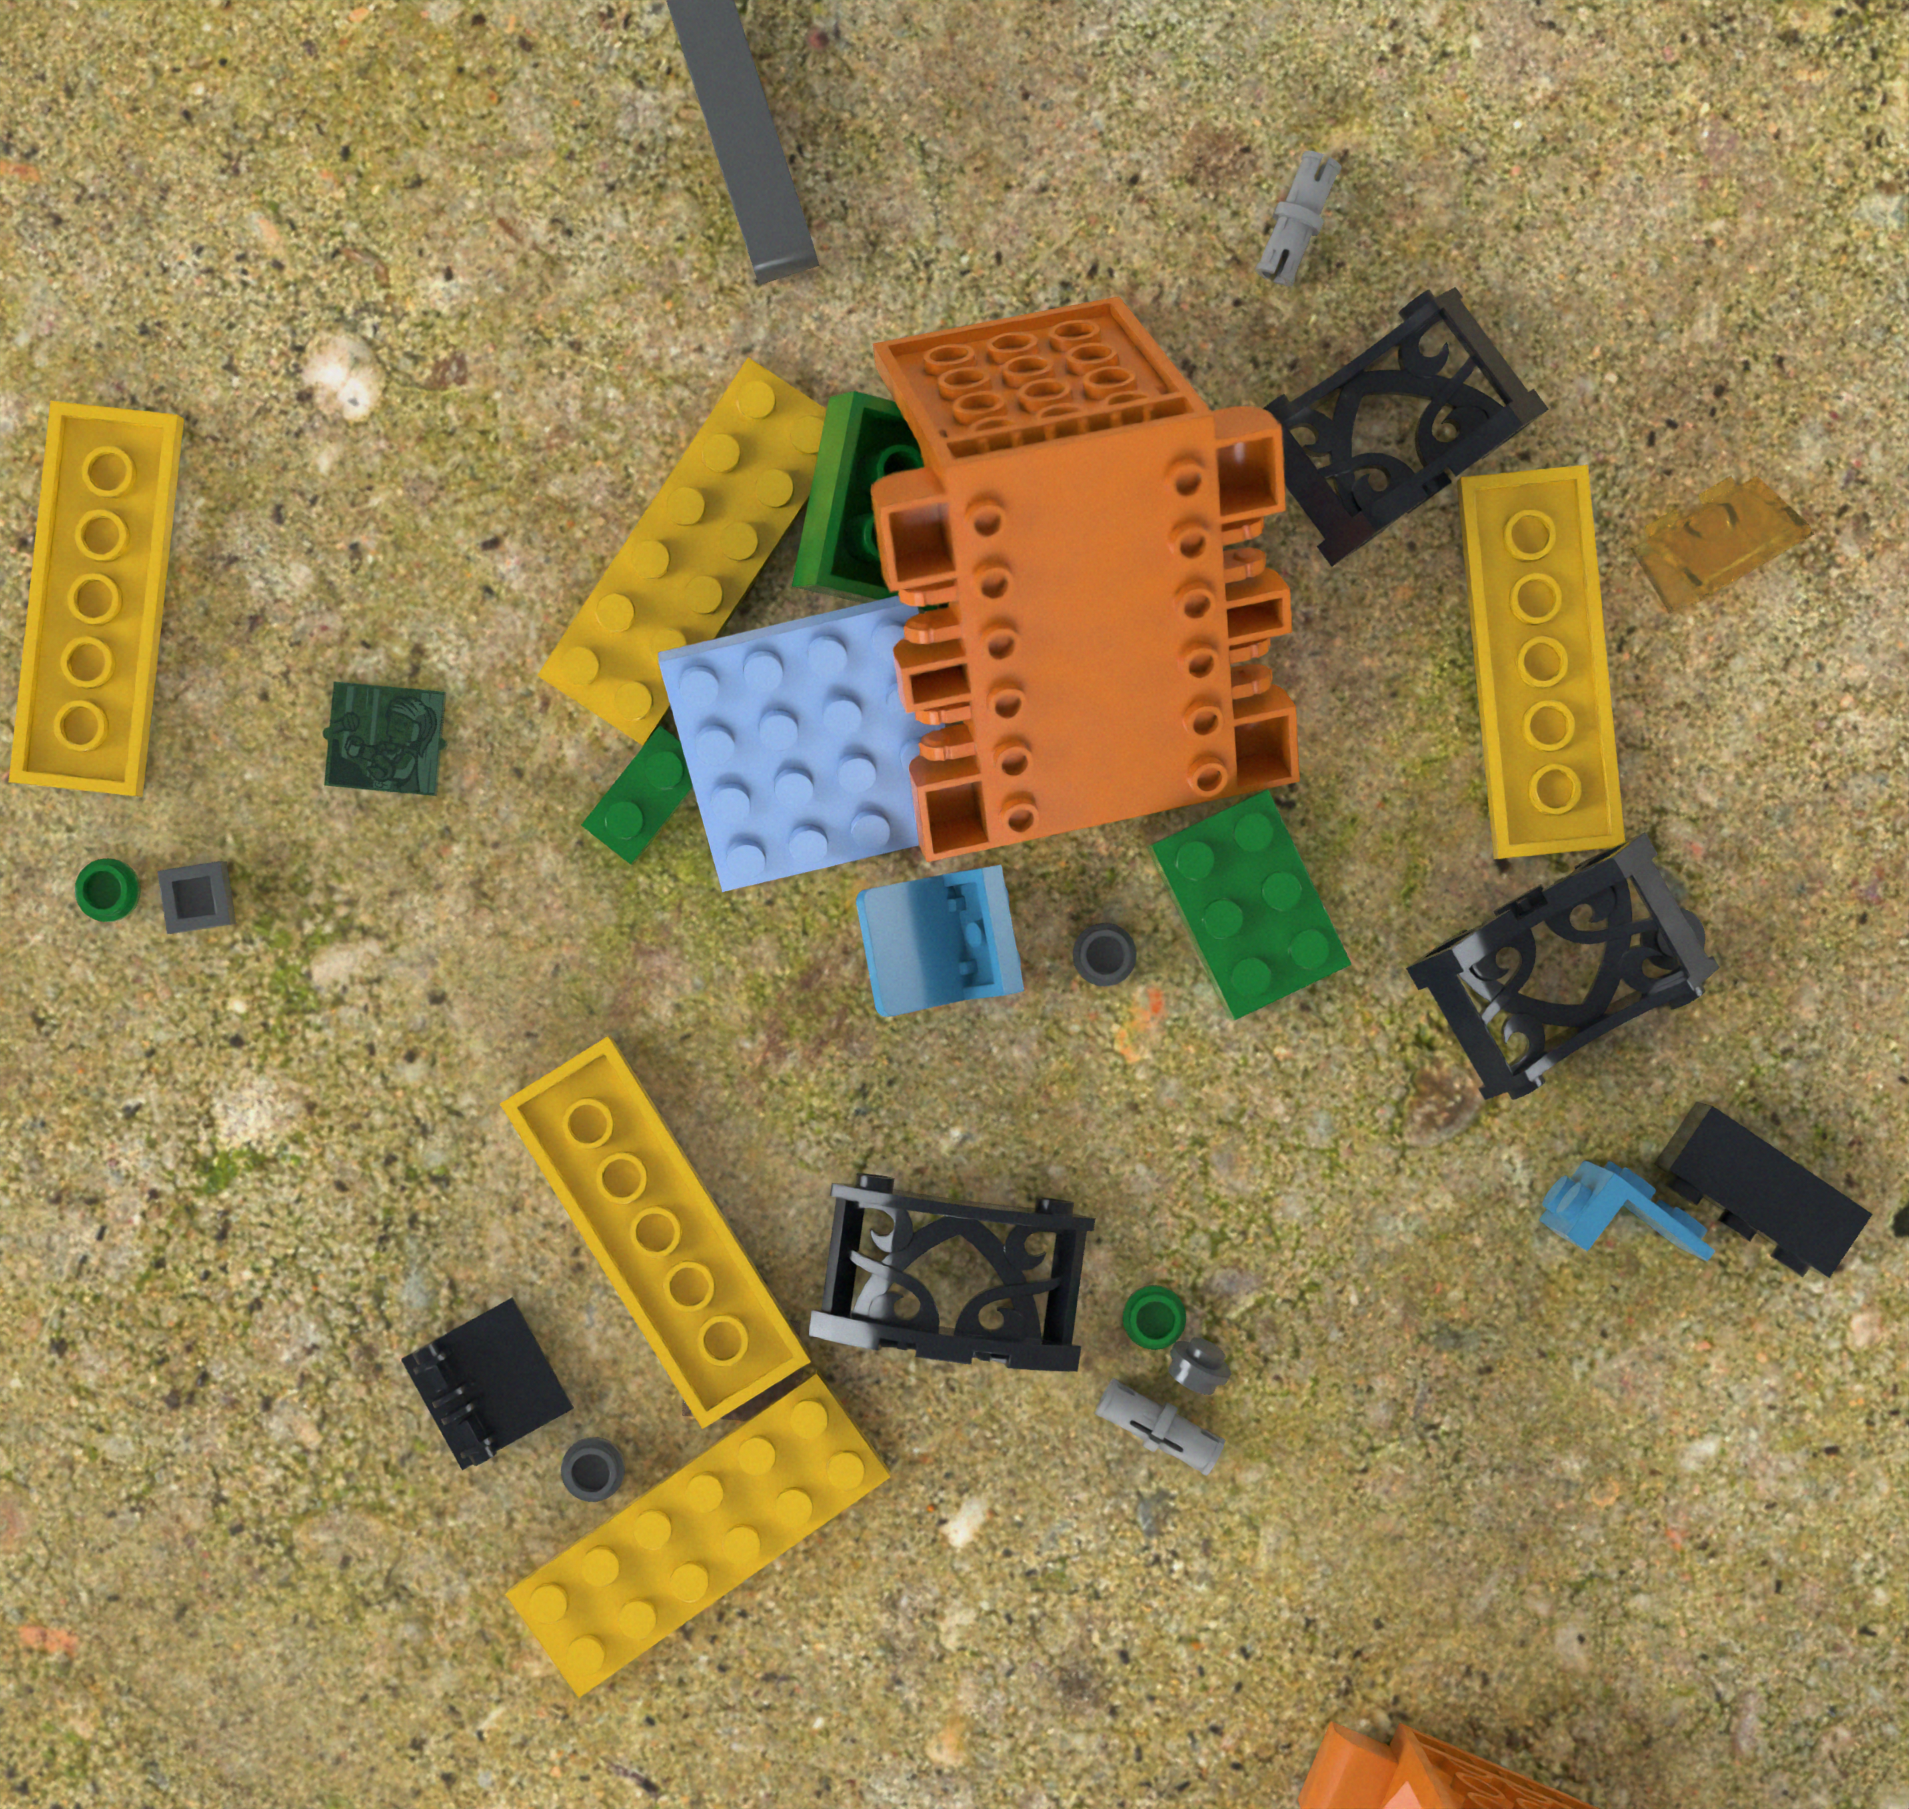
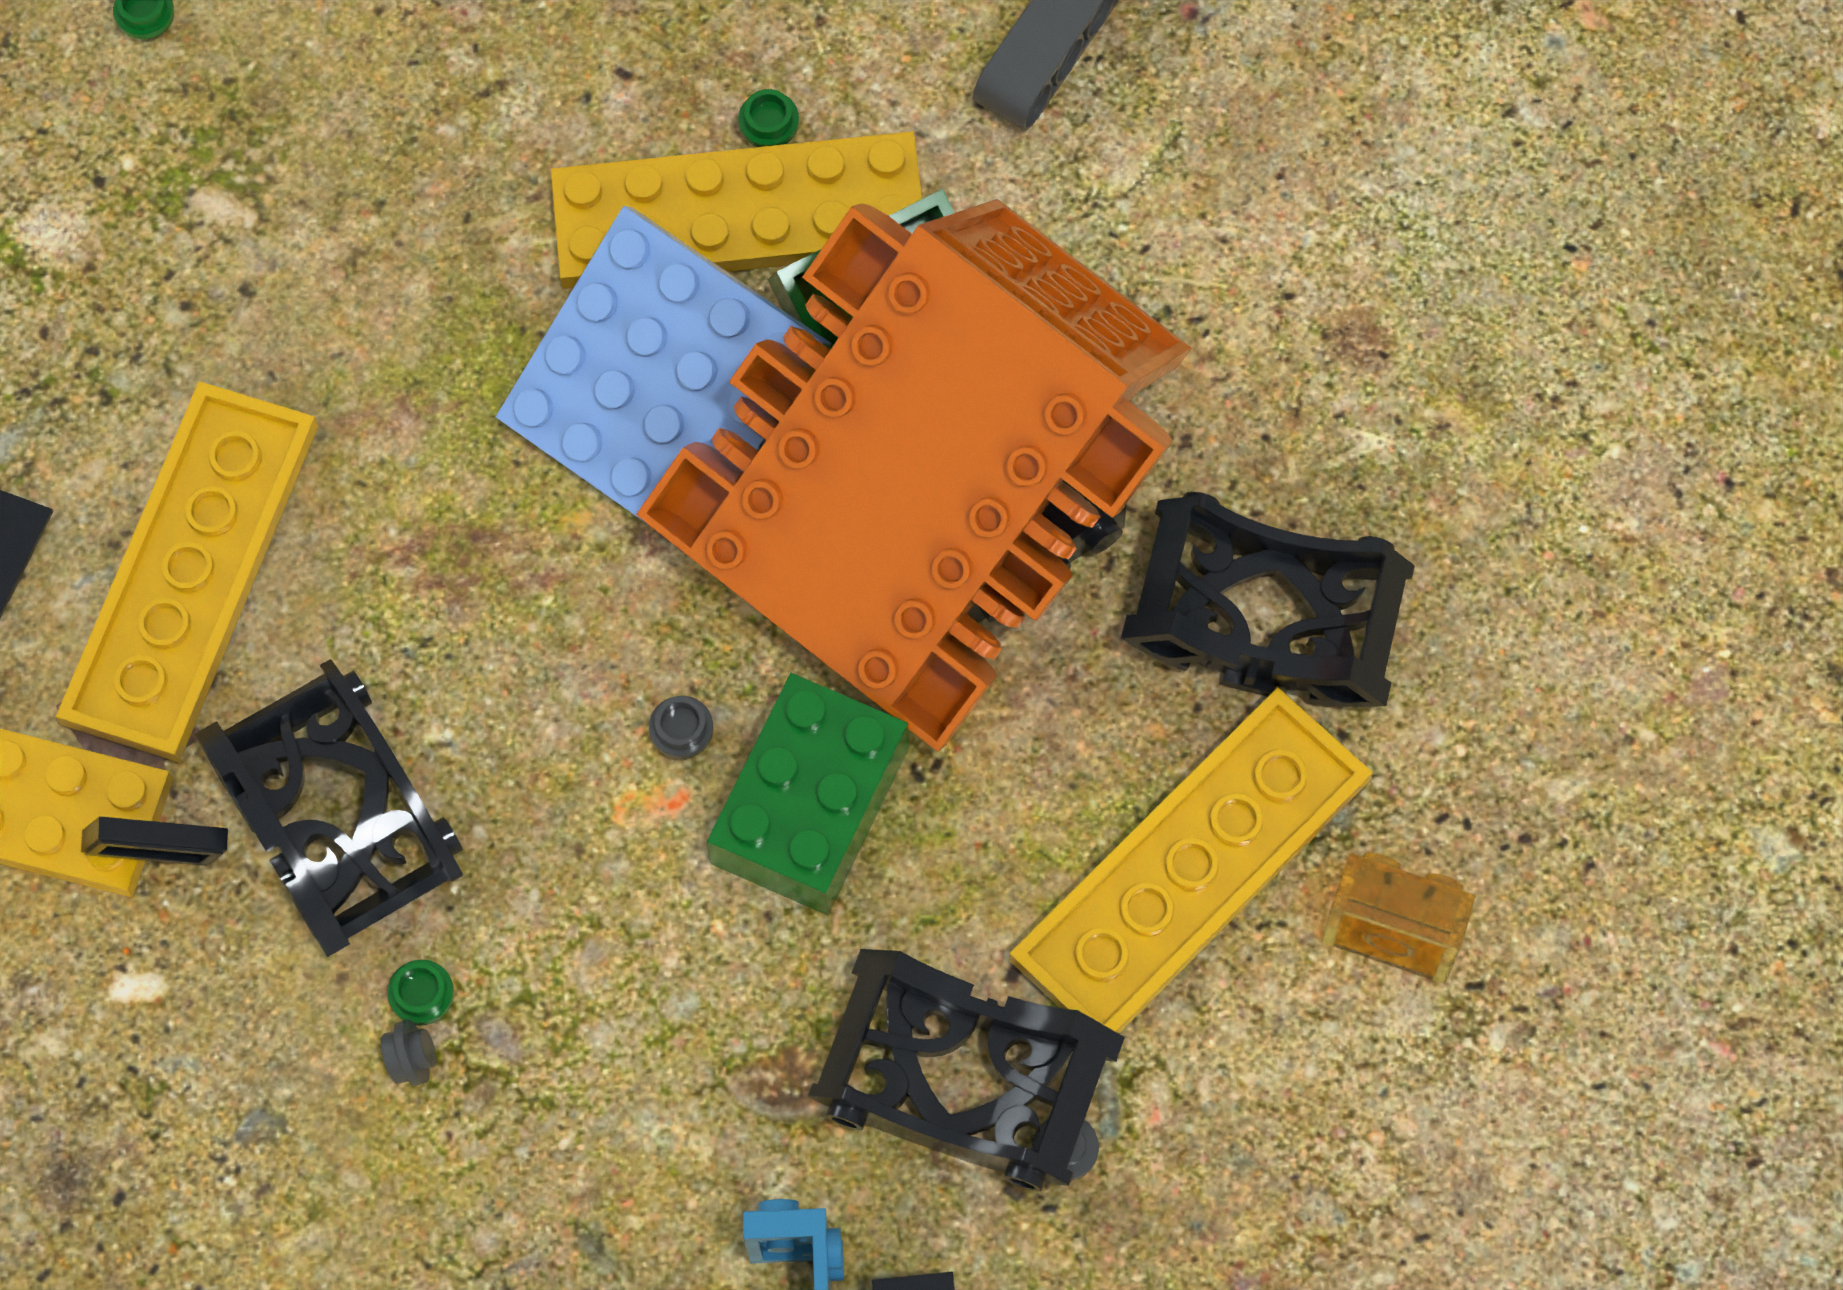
camera: 50 degrees right, 20 degrees down
(196, 897) = (187, 69): dark grey plate -> none
(385, 738) = (415, 110): clear green piece -> none
(637, 463) = (768, 118): none -> green plate
(642, 797) = (511, 311): green plate -> none
(878, 1434) = (154, 841): none -> black tile
(939, 940) = (583, 586): dark azure bracket -> none
(1160, 1426) = (333, 1065): light grey pin -> none
(1298, 218) = (1364, 424): light grey pin -> none

